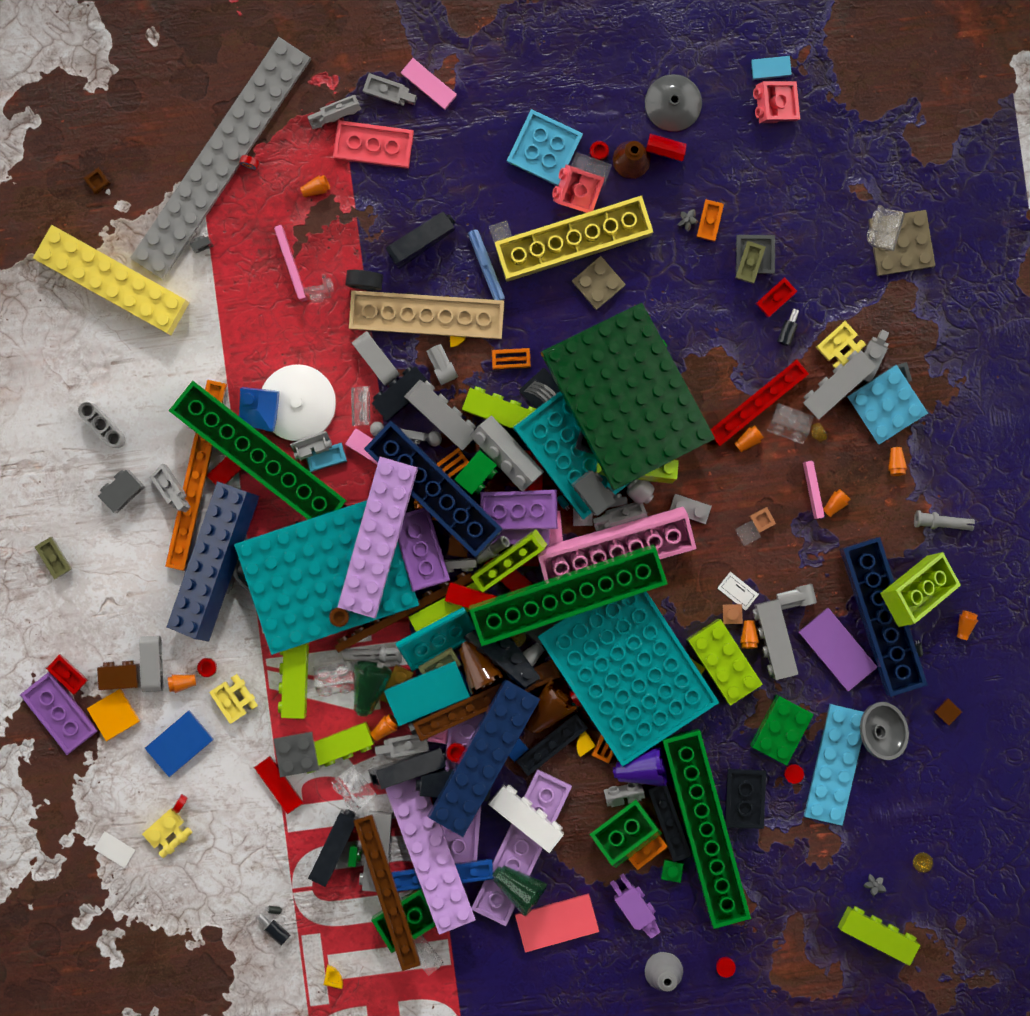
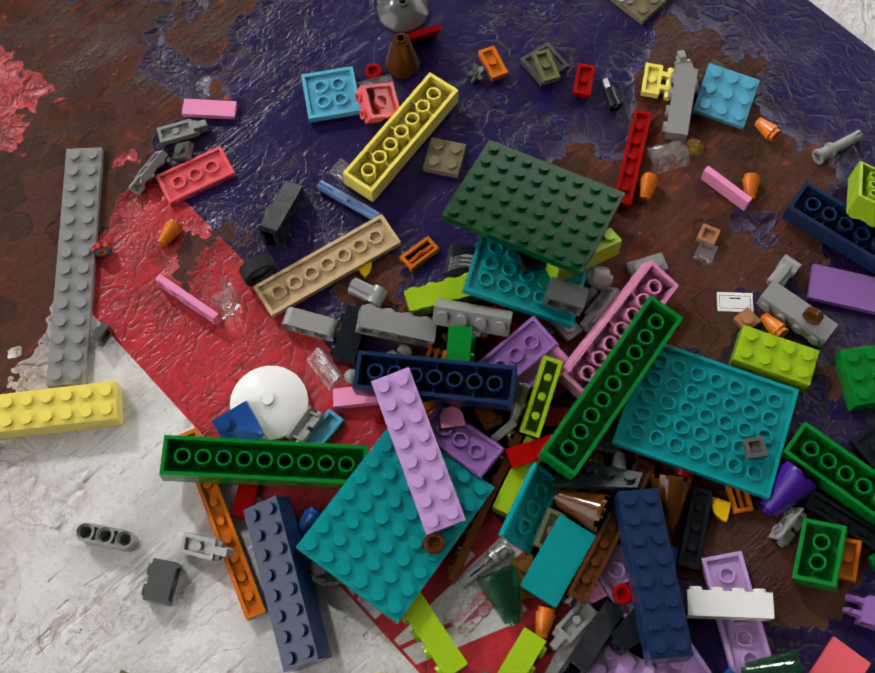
camera: 35 degrees left, 20 degrees down
(263, 523) = (307, 520): none -> blue cone
(377, 113) = (183, 151): none -> dark grey plate
(427, 526) = (451, 418): none -> bright pink piece
(641, 722) = (754, 448): none -> dark grey plate
(781, 654) = (813, 315): none -> reddish brown tile

